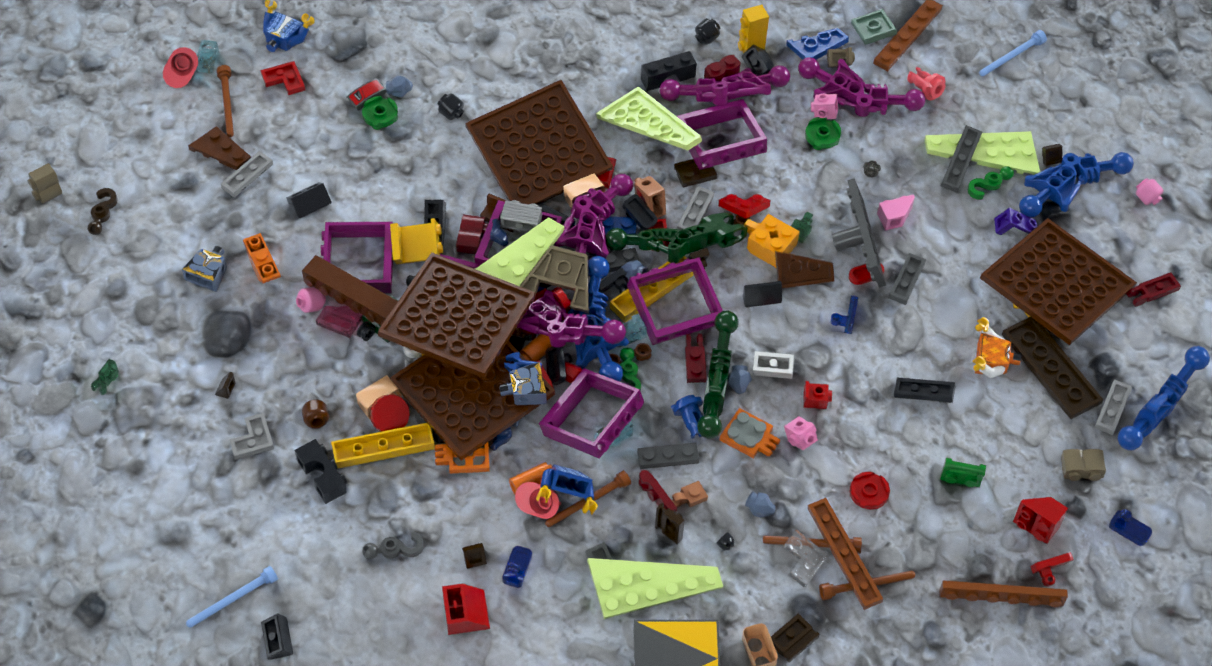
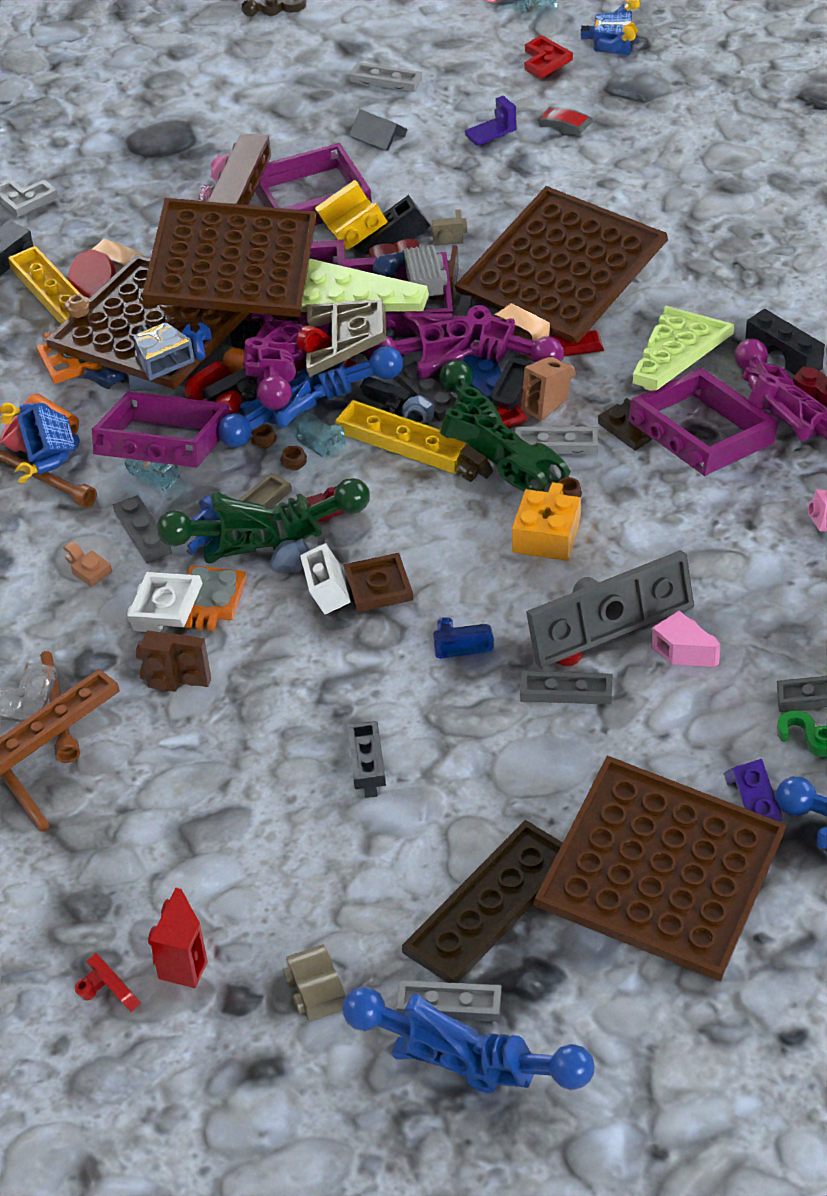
camera: 75 degrees right, 10 degrees down
(106, 375) = (61, 75): clear green plate -> none
(206, 268) = (235, 92): sand blue torso -> none
(220, 147) = (415, 48): reddish brown wing -> none
(224, 75) = (521, 16): dark orange piece -> none
(226, 386) = (84, 156): dark brown slope -> none
(261, 258) = (265, 118): orange slope -> none
(315, 413) = (72, 226): reddish brown head -> none
(349, 131) = (500, 126): none -> dark purple bracket
(381, 120) = (543, 138): green plate -> none
(398, 86) = (589, 136): sand blue rock -> none
(438, 430) = (77, 306): none -> medium nougat plate
(450, 106) = (587, 184): black head -> none
(455, 191) = (449, 230): none -> dark tan bracket
(630, 369) = (254, 453): green piece -> none
(654, 490) = (72, 529): dark red hinge -> none
(669, 380) = (268, 491): none -> dark tan tile
(670, 271) = (376, 401): magenta window -> none
(670, 523) = (20, 545): dark brown plate -> none
(724, 541) = (25, 616): black hinge -> none
(744, 208) = (589, 480): red plate -> none
(755, 456) = (163, 601): none -> white plate
(760, 504) = (92, 629): sand blue rock -> none
(762, 294) = (450, 543): black slope -> none
(781, 339) = (378, 582): none -> reddish brown plate
(801, 270) = (509, 566): reddish brown wing -> none
(801, 433) = (224, 637): bright pink brick -> none
(803, 226) = (590, 549): clear green plate -> none
(815, 465) = (173, 660): none -> reddish brown plate
(816, 395) = (301, 640): red brick -> none
(821, 141) = (782, 539): green plate -> none
(869, 490) = (169, 744): red tile -> none
(871, 172) = (753, 596): clear smoke plate -> none
(962, 473) = (227, 827): green plate -> none
(993, 352) = (471, 818): torso -> none
(1003, 593) = (39, 945): dark orange plate -> none
(1130, 528) = (224, 1078): clear blue piece -> none
(1154, 289) = (727, 1007): dark red hinge -> none

